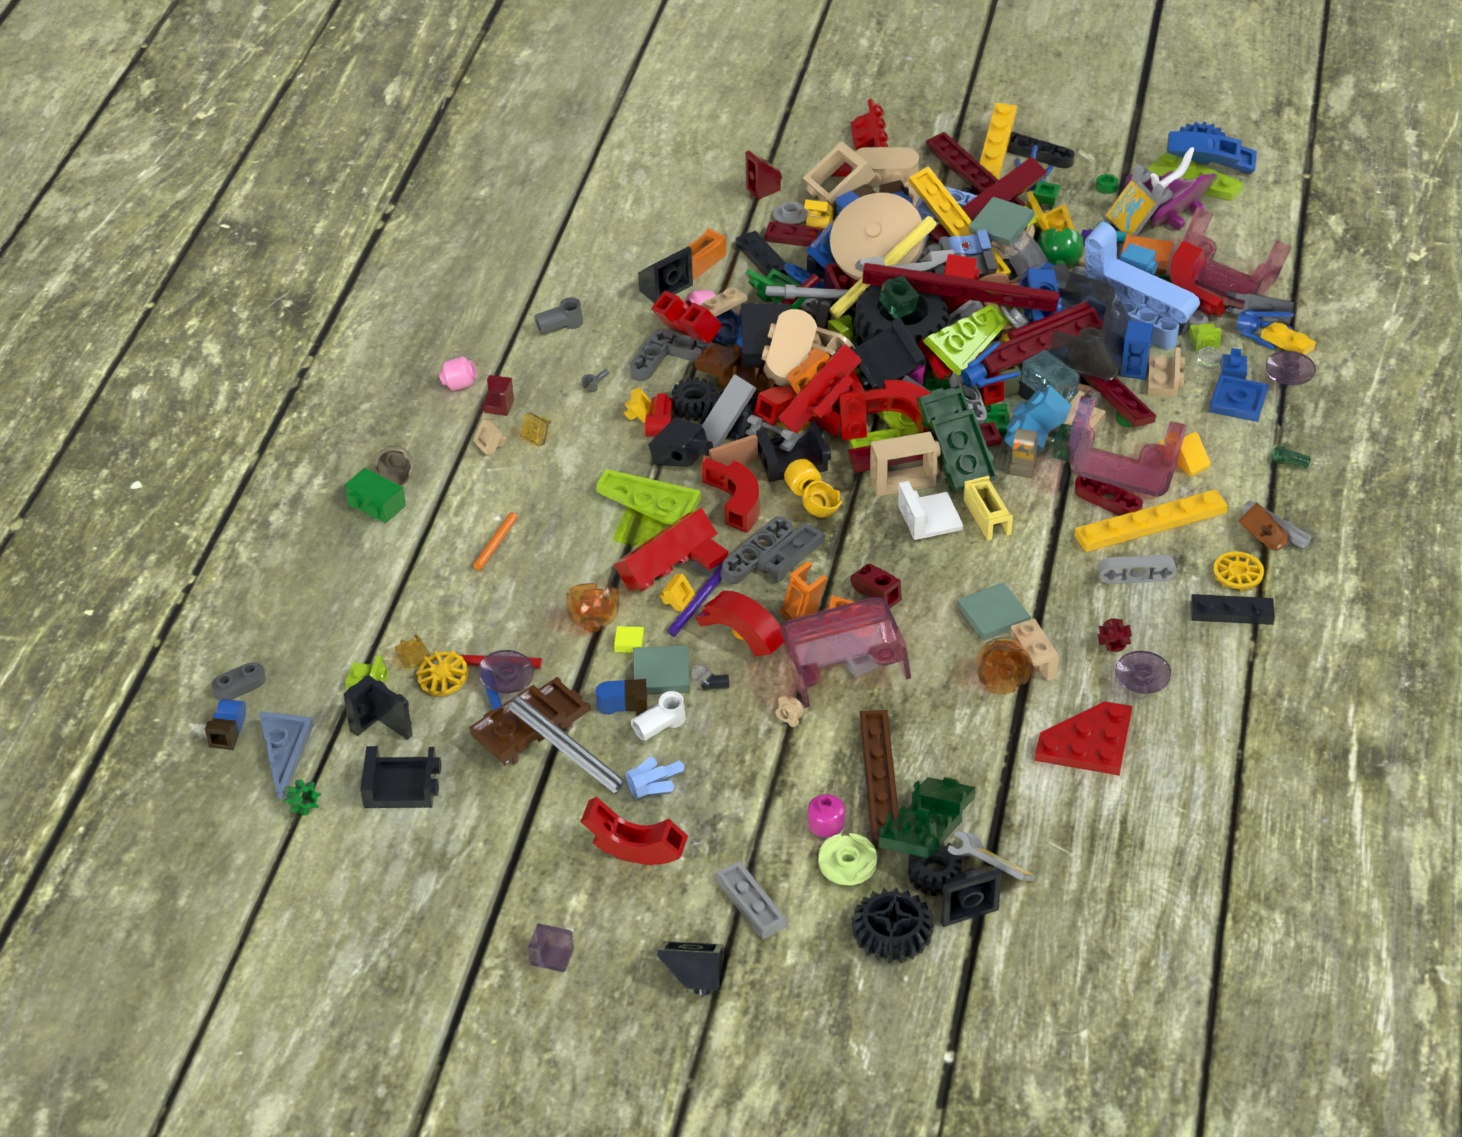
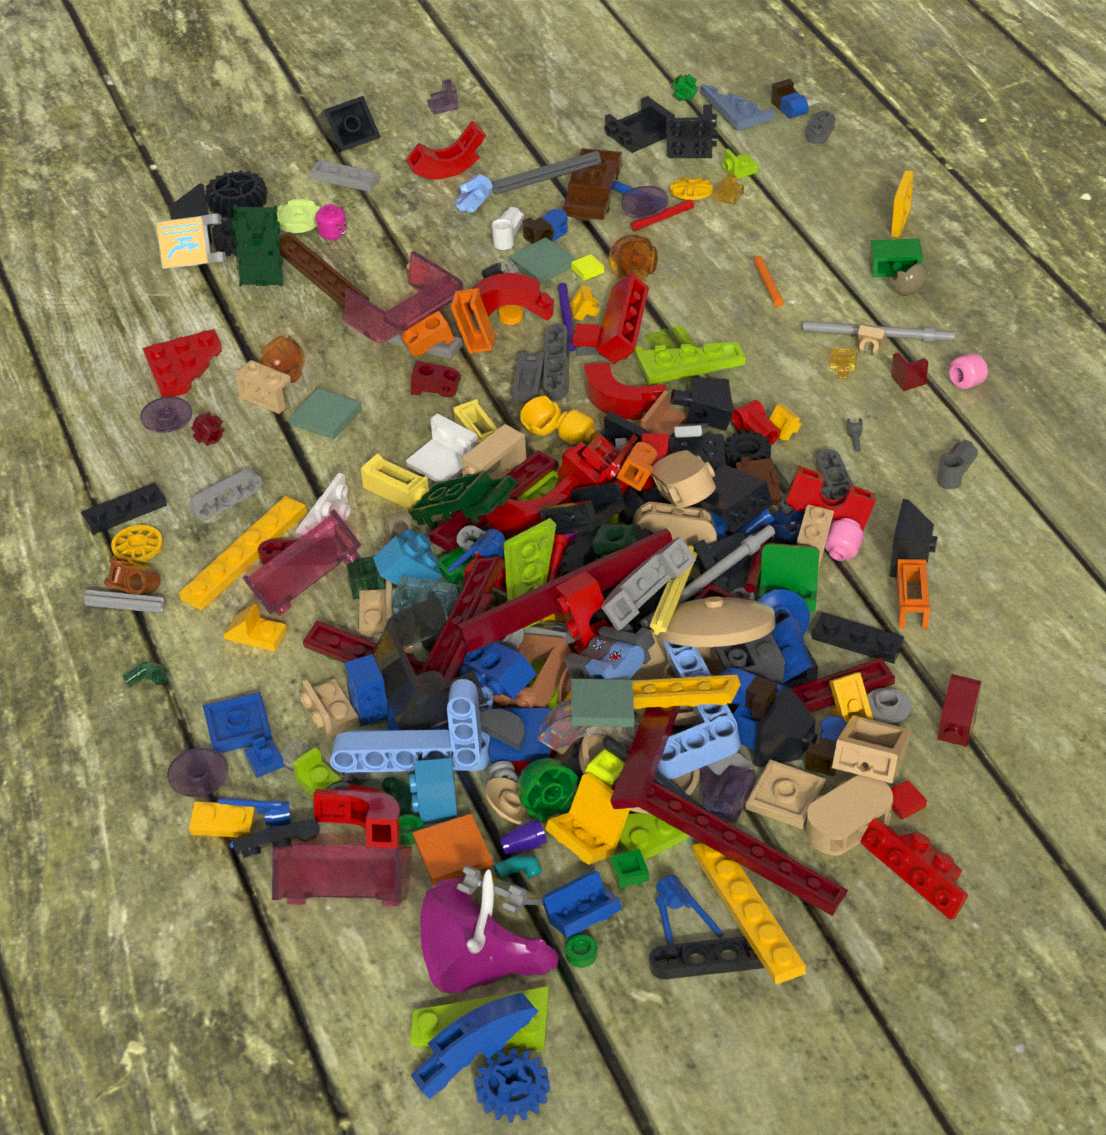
camera: 145 degrees right, 0 degrees up
(309, 525) = (902, 203): none -> yellow tile
(442, 425) = (928, 334): none -> light grey bar
(876, 534) = (470, 413): none -> light yellow window
(1064, 501) = (333, 498): none -> white bracket
(1090, 193) = (580, 904): none -> blue bracket

